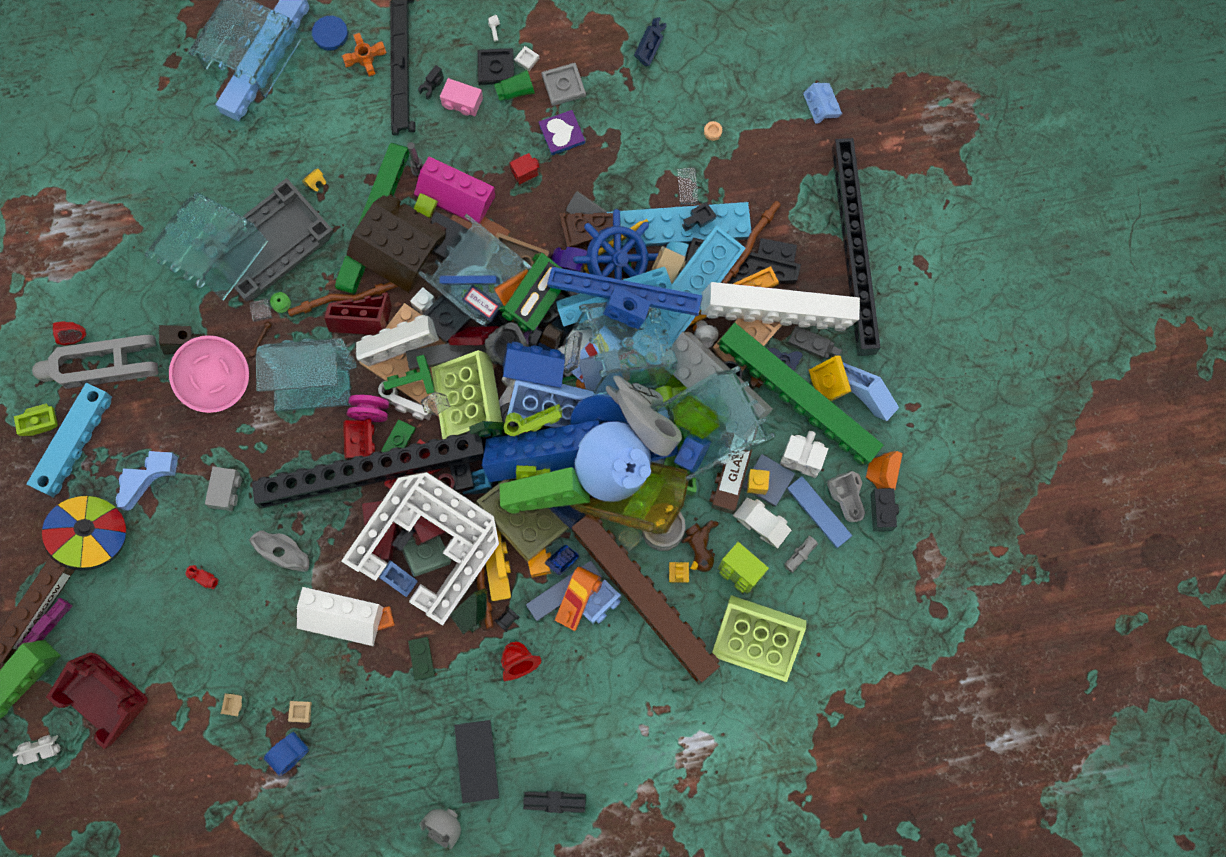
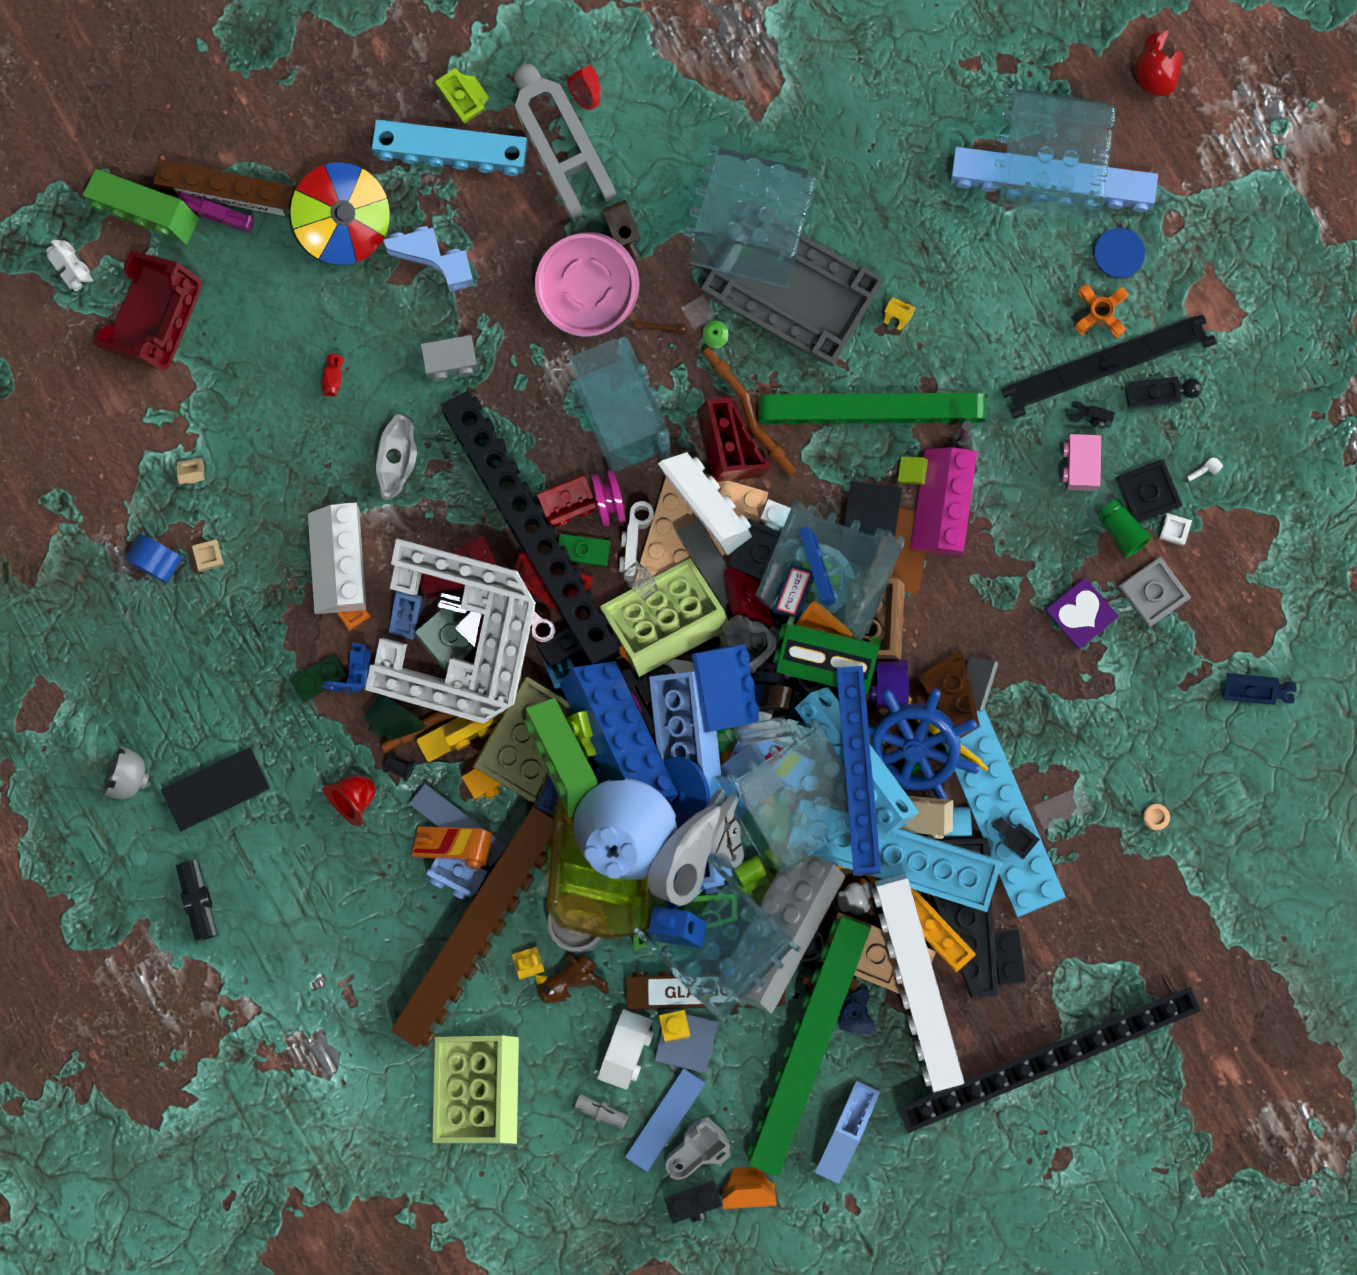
camera: 75 degrees right, 5 degrees up
(395, 241) = (842, 452): dark brown slope -> none
(413, 376) = (665, 540): green bracket -> none
(428, 626) = (358, 671): none -> blue piece
(432, 36) = (1161, 392): none -> black plate
(488, 428) = (621, 655): dark green plate -> none
(524, 168) = (1010, 582): red brick -> none
(532, 422) = (649, 711): lime plate -> none
(562, 560) = (495, 810): clear blue slope -> none
(626, 307) = (839, 792): blue brick -> none
(695, 417) = (719, 915): clear neon green brick -> none
(742, 568) = (551, 1039): lime brick -> none
(766, 217) = (1052, 929): dark orange bar -> none
(803, 455) = (732, 1075): white brick -> none
(813, 343) = (893, 1045): dark grey hinge -> none
(822, 102) = (1251, 954): light blue bracket -> none
(830, 378) = (844, 1080): yellow plate -> none

